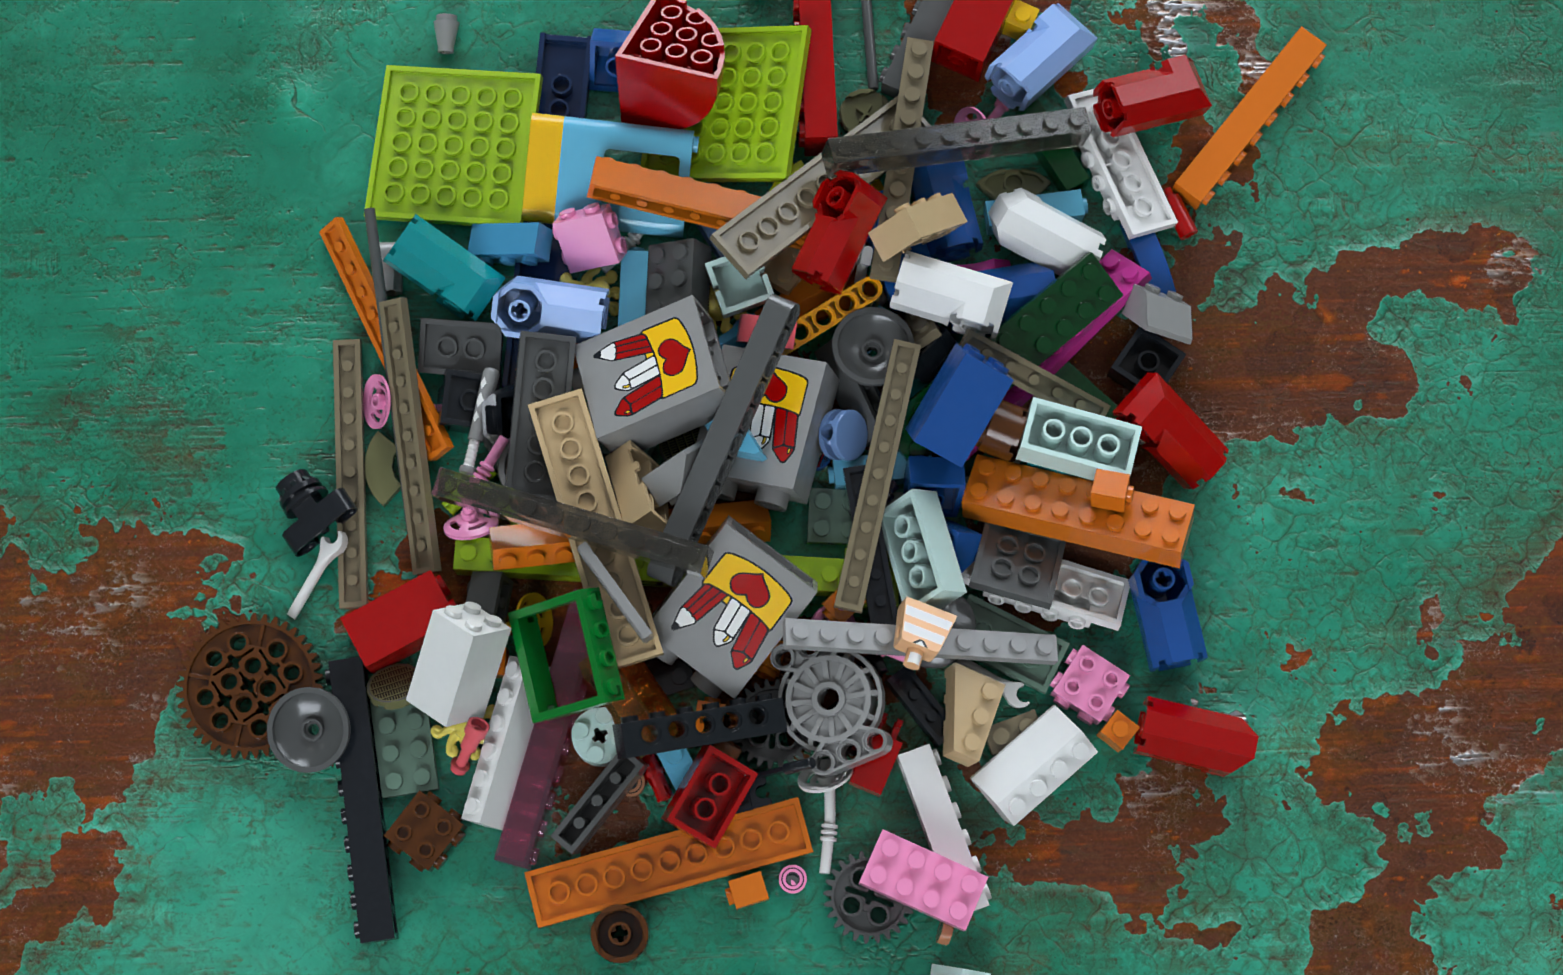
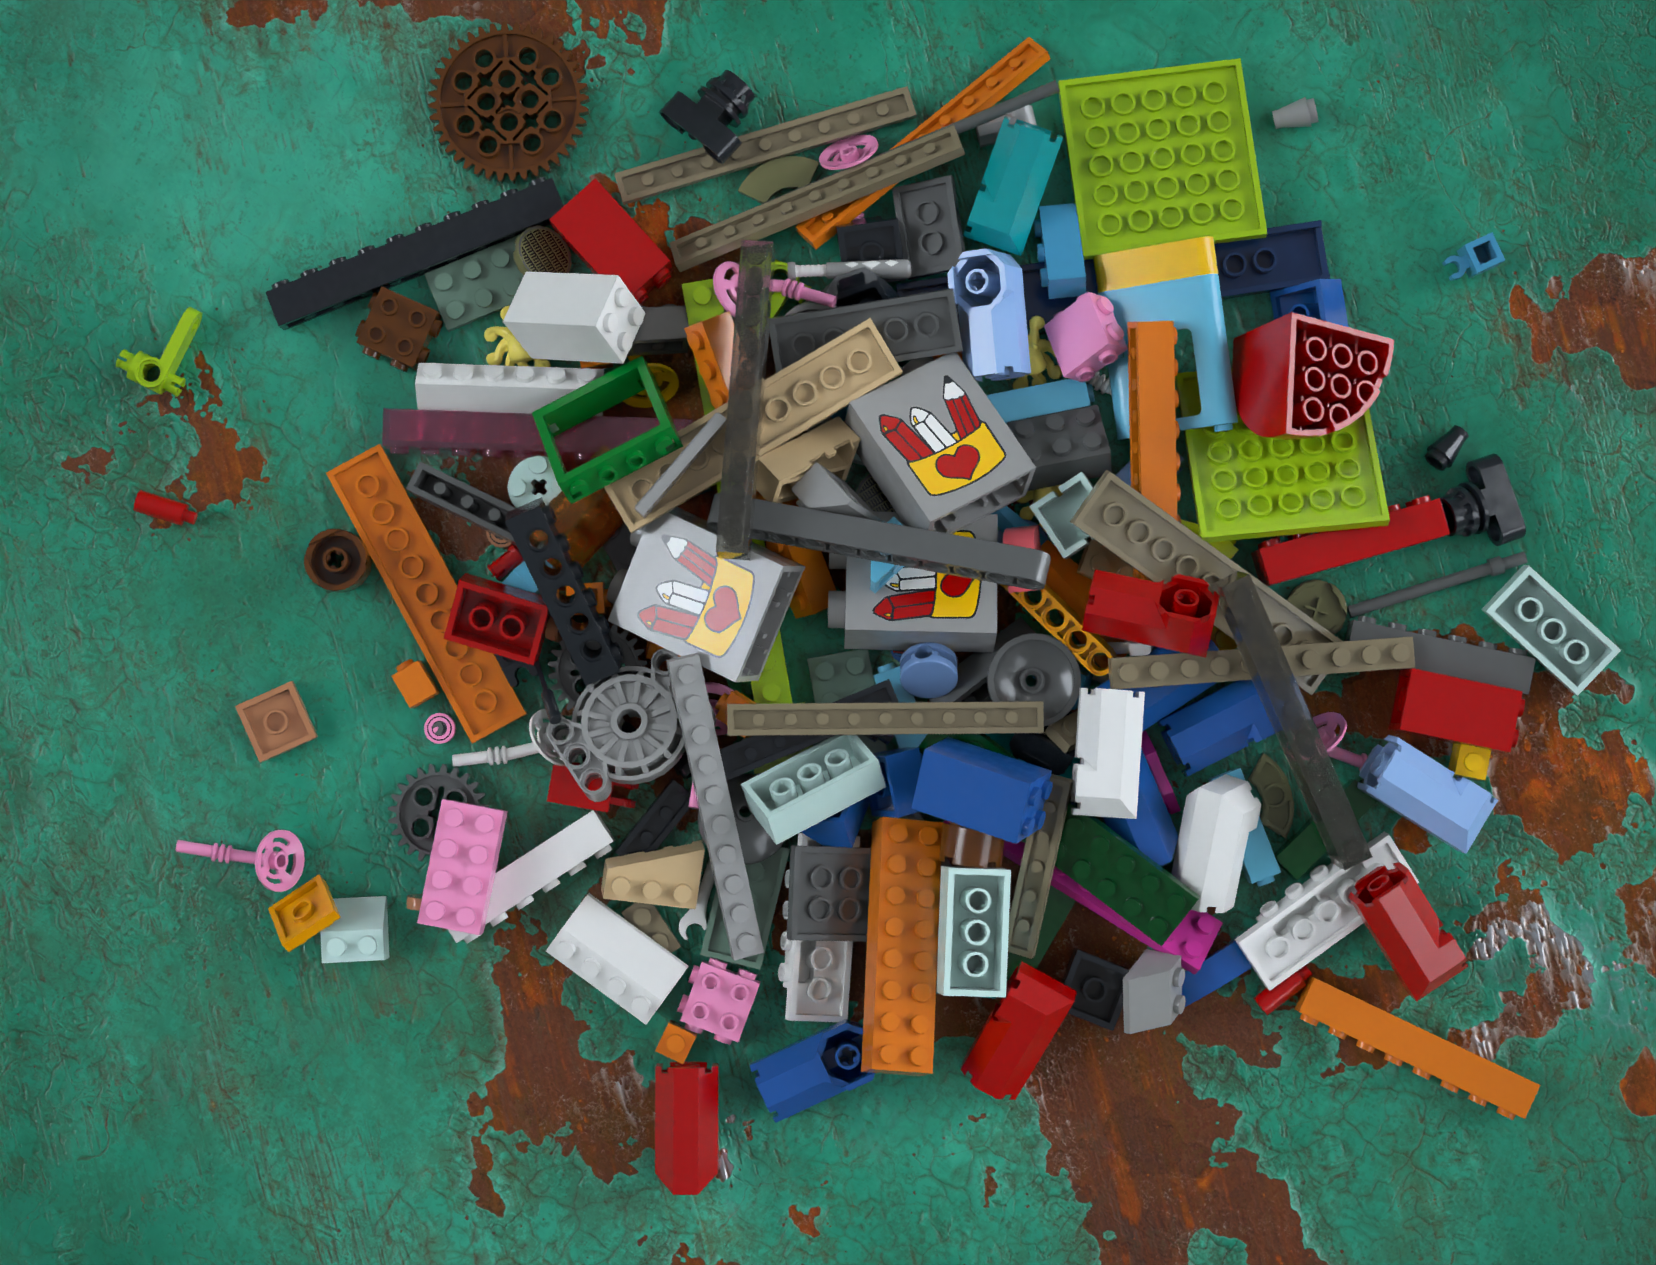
camera: 75 degrees right, 10 degrees up
(292, 735) = (459, 165): dark grey dish -> none
(327, 553) = (670, 145): white piece -> none
(475, 731) = (509, 353): coral piece -> none
(916, 224) = (1176, 698): tan wedge -> none
(920, 631) = (720, 804): light nougat torso -> none
(1111, 490) = (924, 978): orange brick -> none

